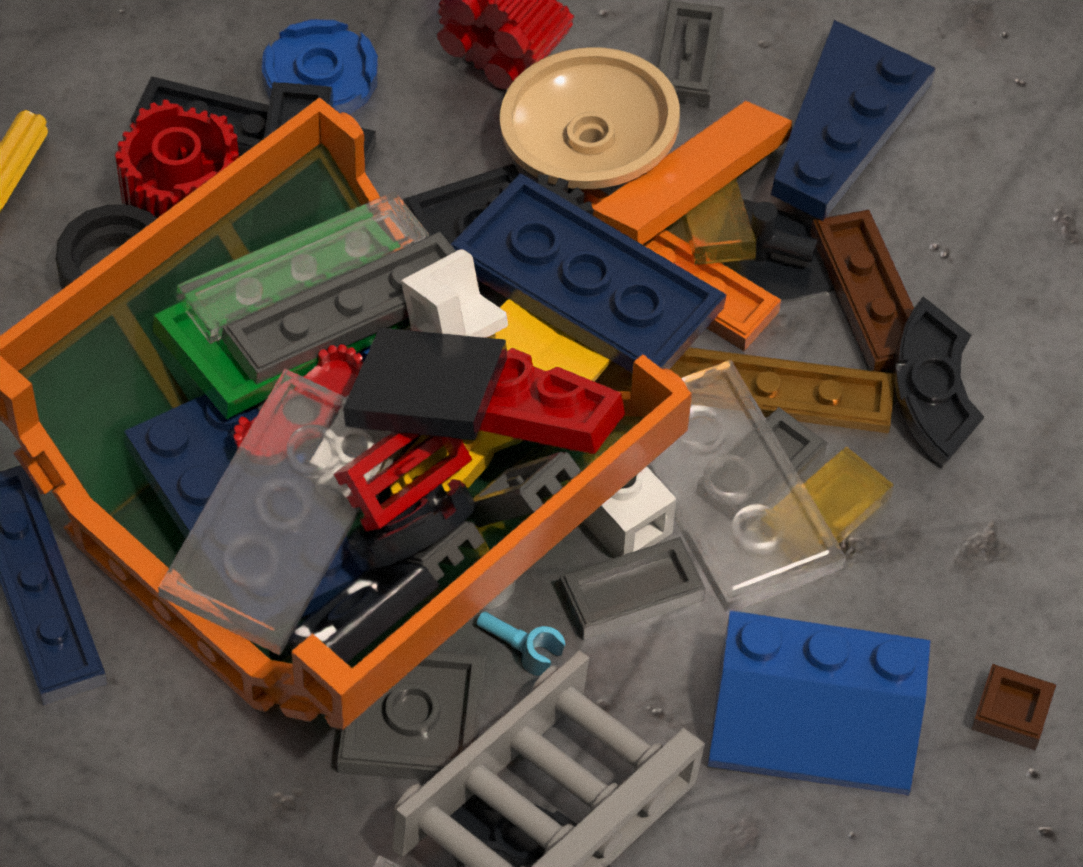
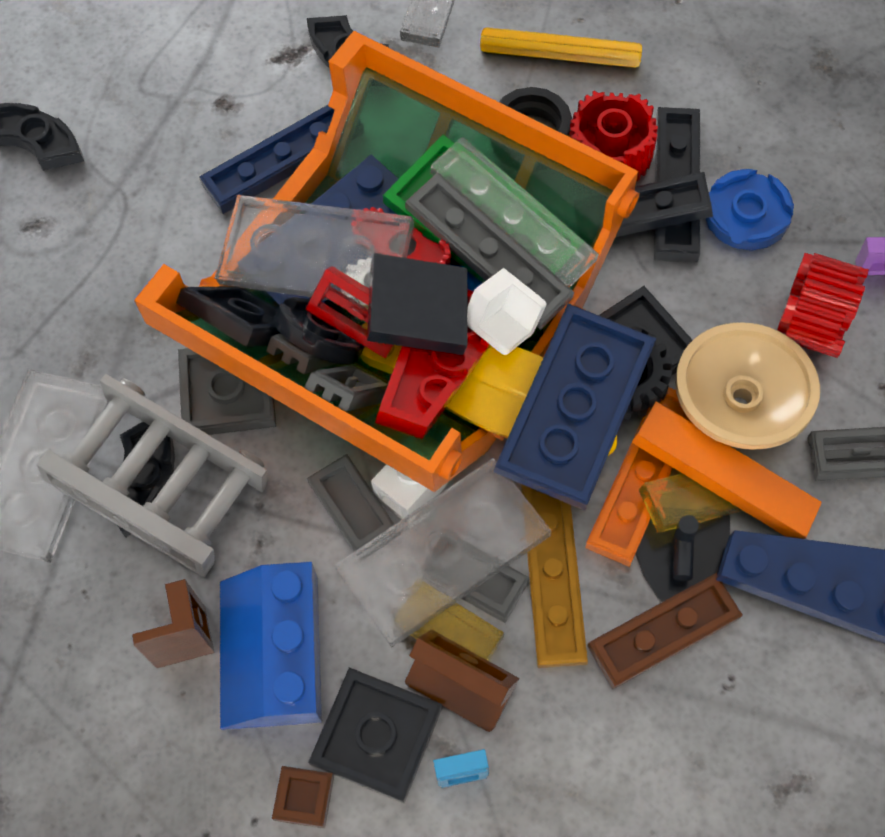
camera: 85 degrees right, 10 degrees up
(522, 641) = (291, 444): medium azure hand -> none
(784, 777) = (186, 636): none -> reddish brown panel
(901, 499) = (460, 680): none -> reddish brown panel
(931, 383) = (579, 687): black tile -> none
(957, 605) = (376, 735): none -> black tile
(1010, 520) = (461, 768): none -> dark azure tile

